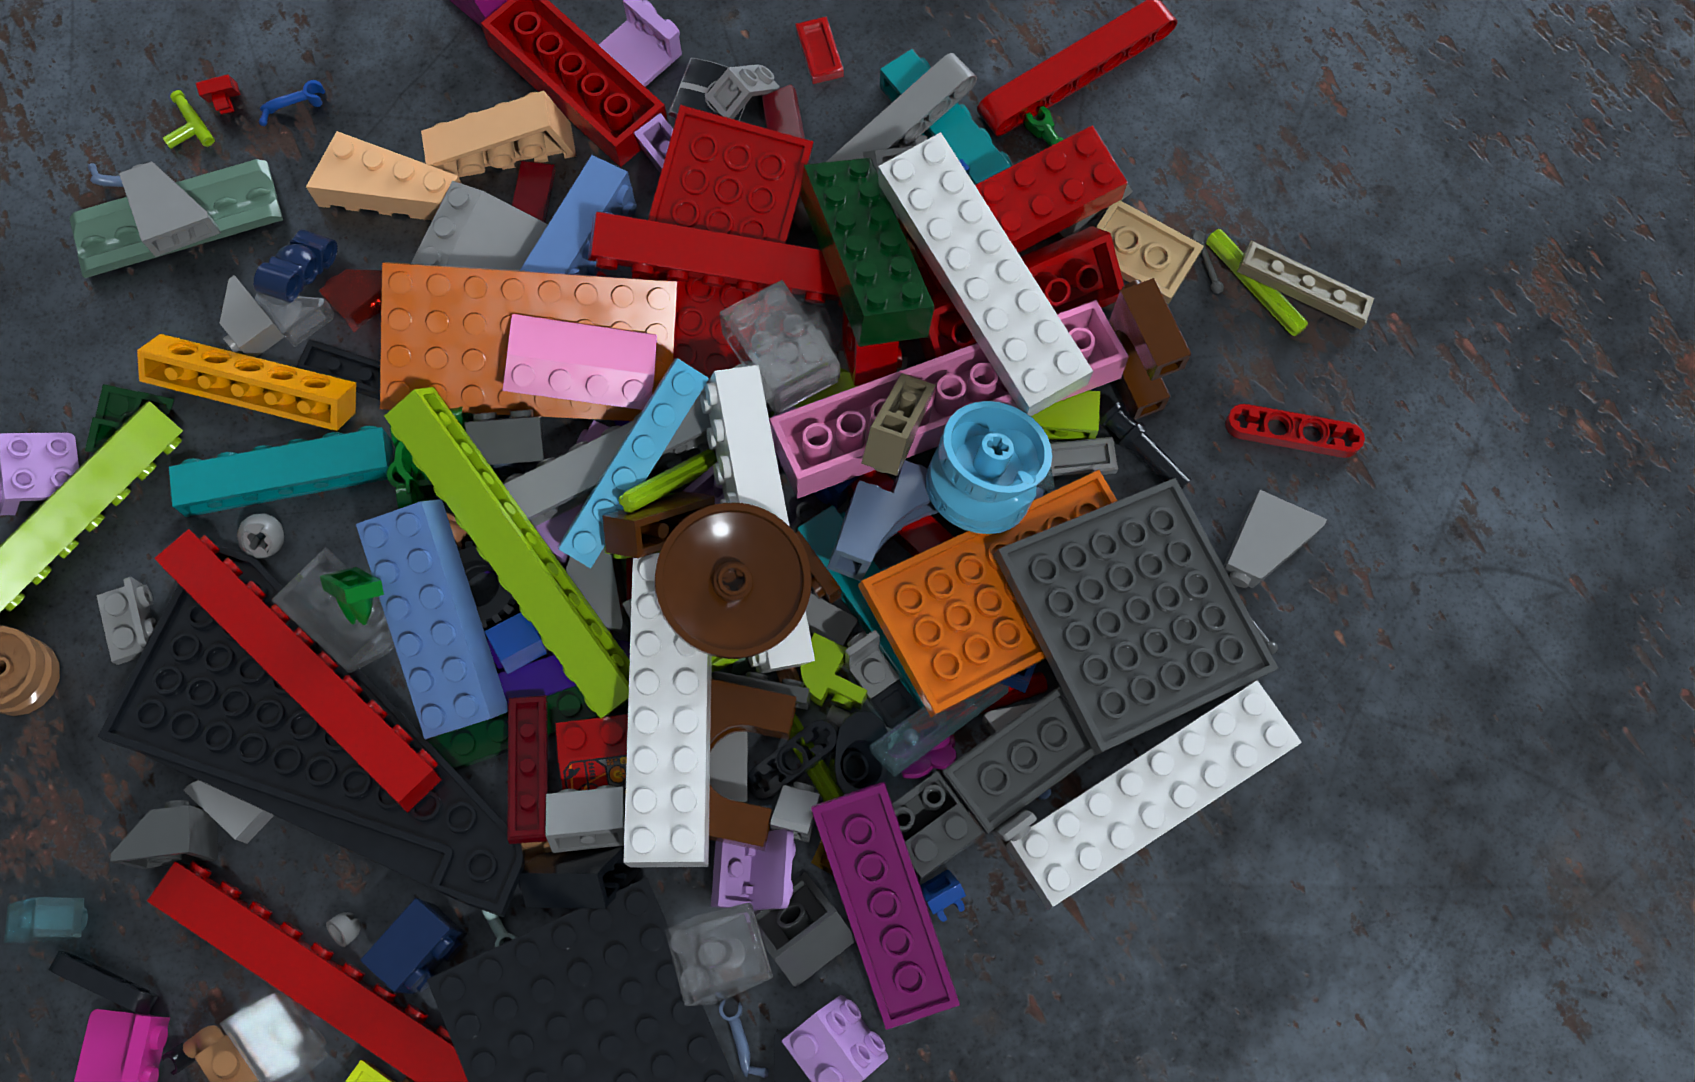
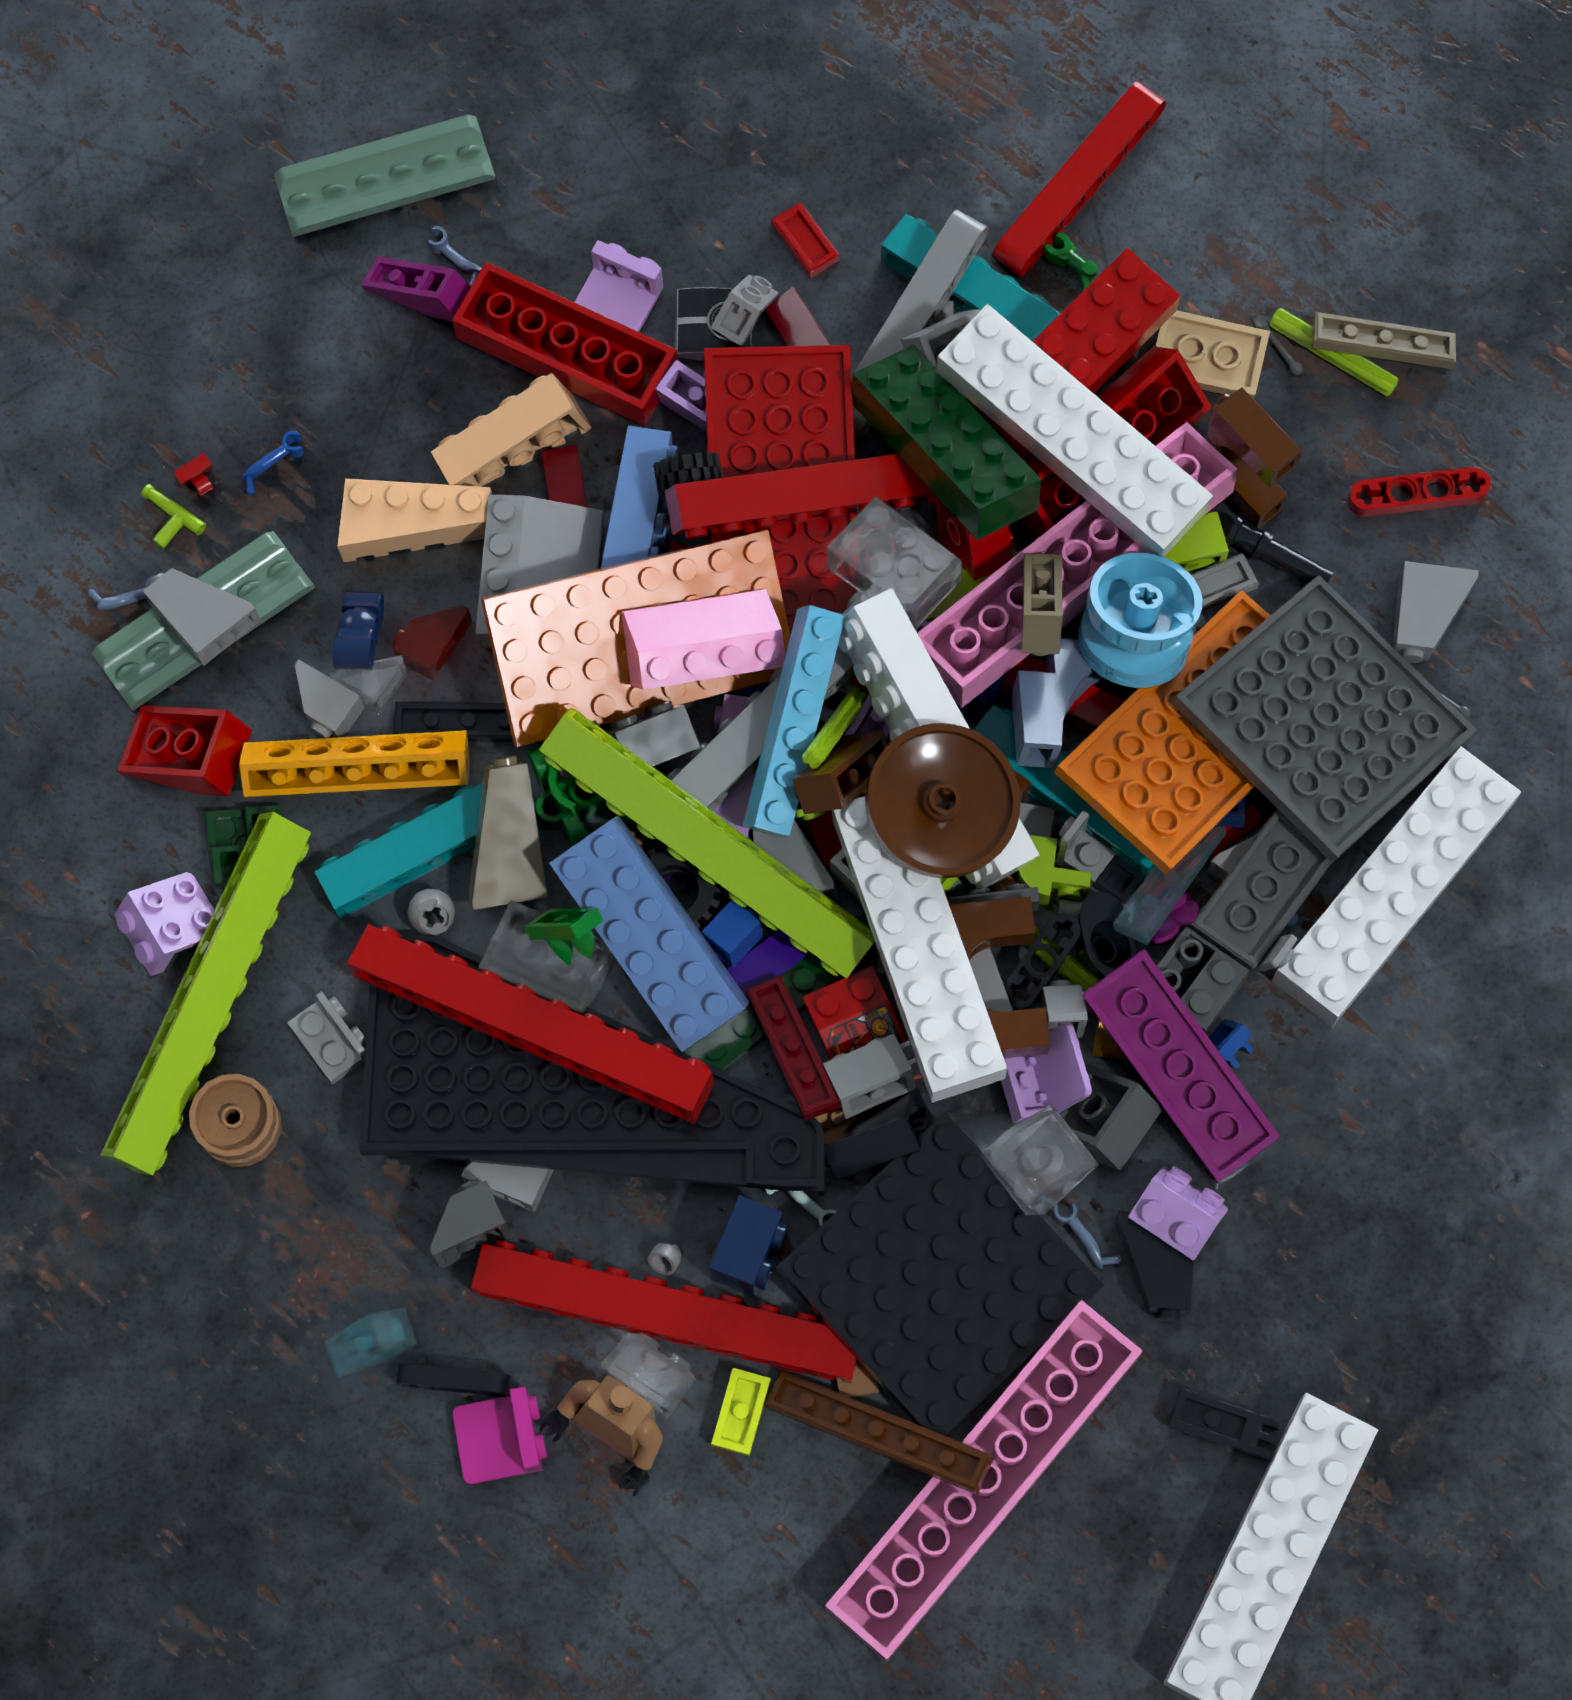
camera: 15 degrees left, 0 degrees up
(111, 323) = (185, 748): none -> red slope
(345, 488) = (507, 842): none -> dark tan slope
(624, 204) = (686, 469): none -> black tyre

